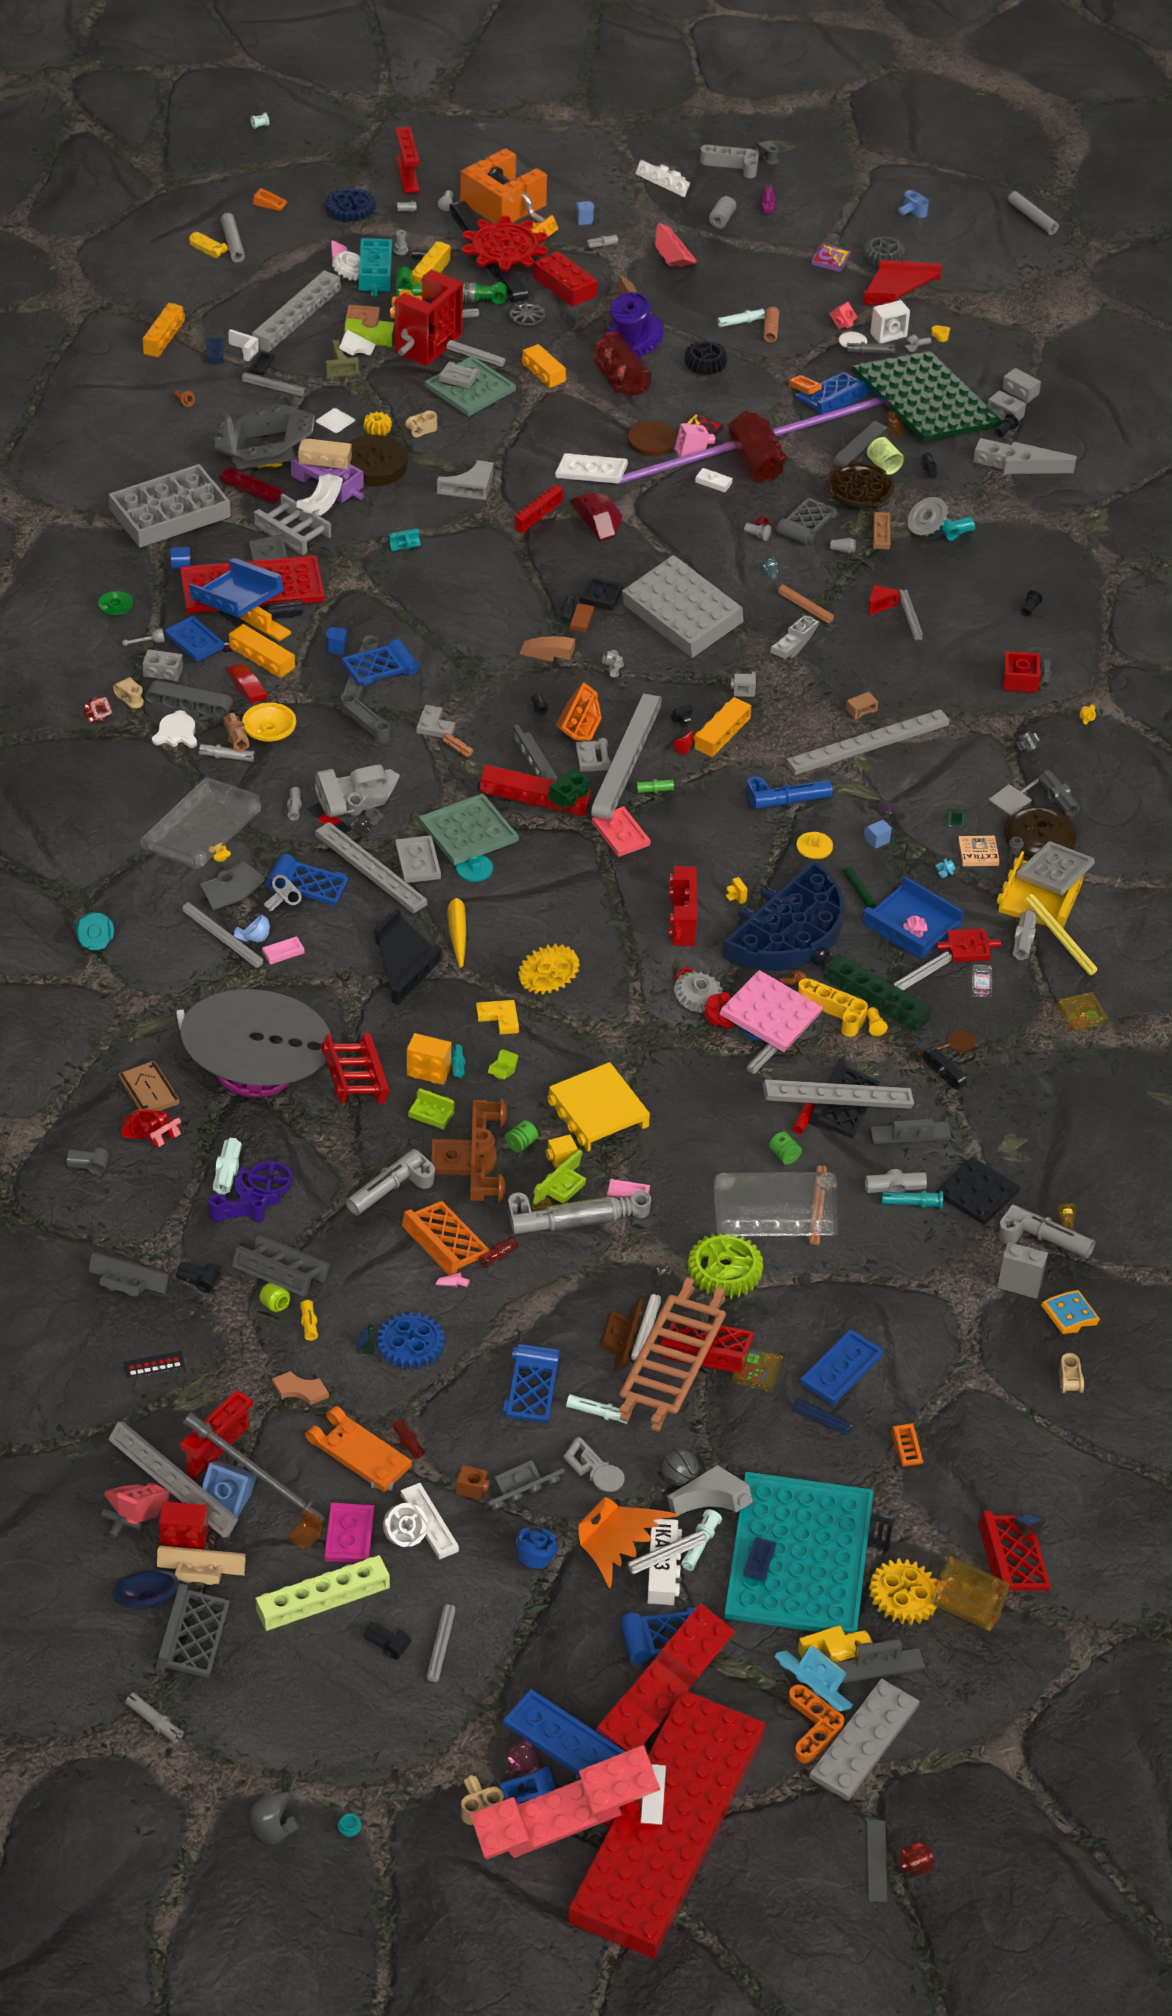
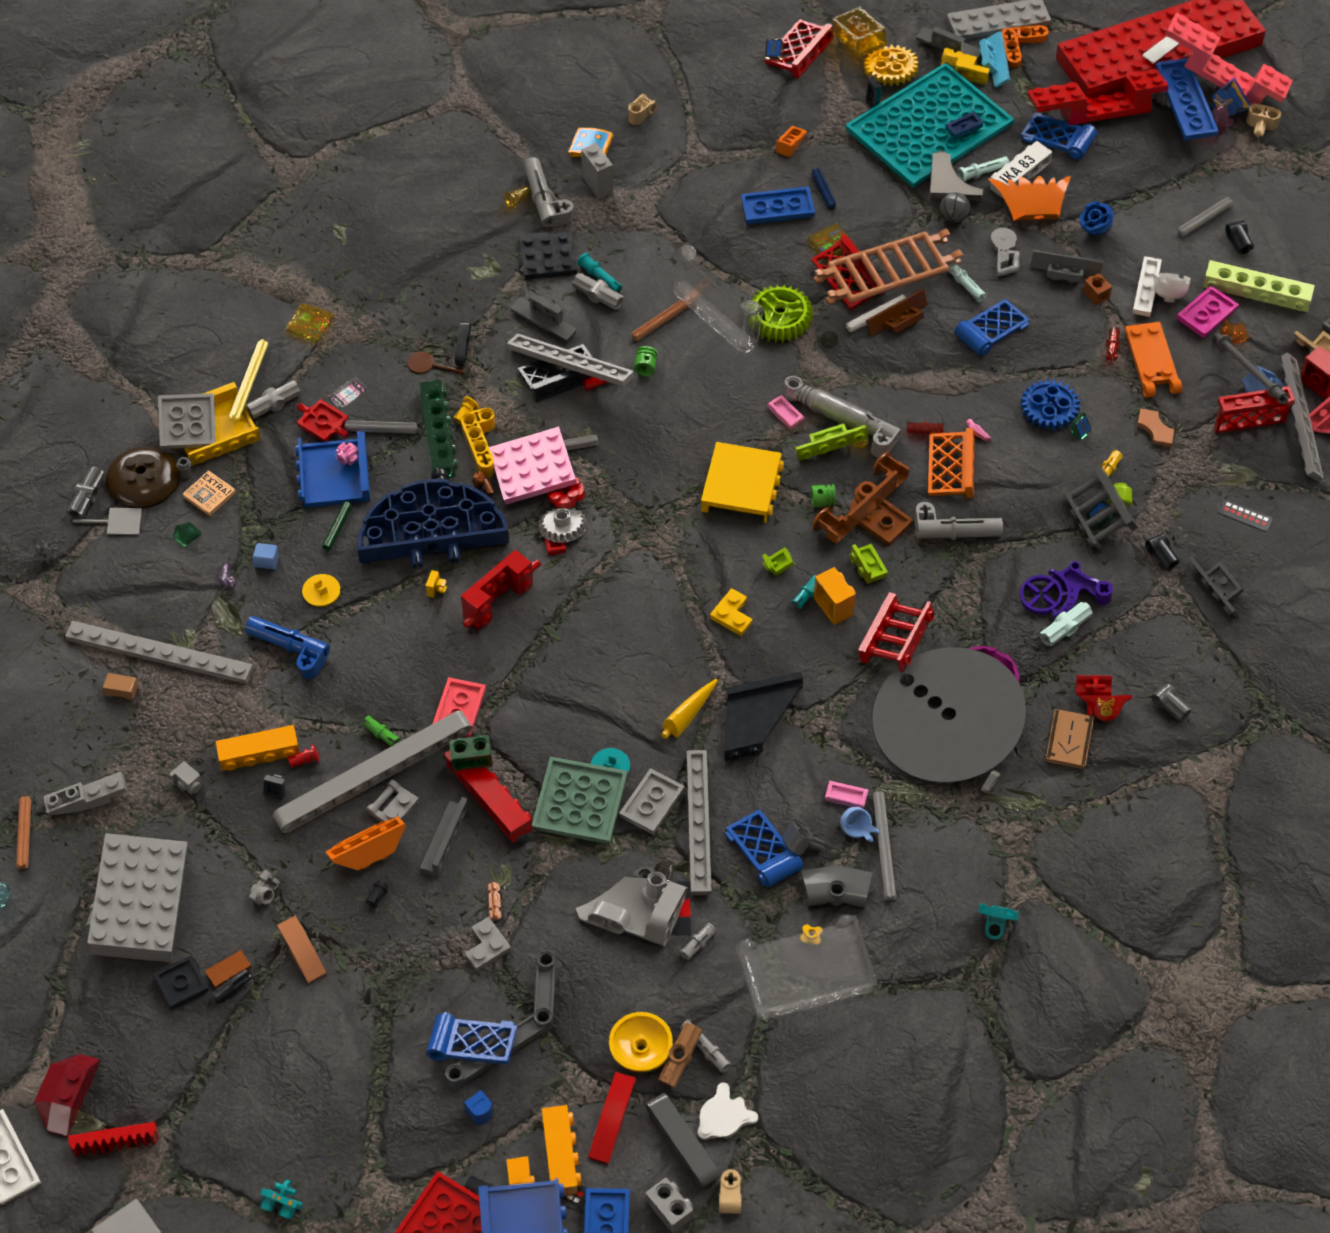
camera: 135 degrees left, 10 degrees up
(103, 707) = (783, 1185): clear red brick -> none
(548, 969) = (670, 596): yellow gear -> none
(560, 1149) = (804, 466): yellow brick -> none
(667, 1552) = (1020, 159): axle -> none
(946, 867) = (252, 491): medium azure plate -> none

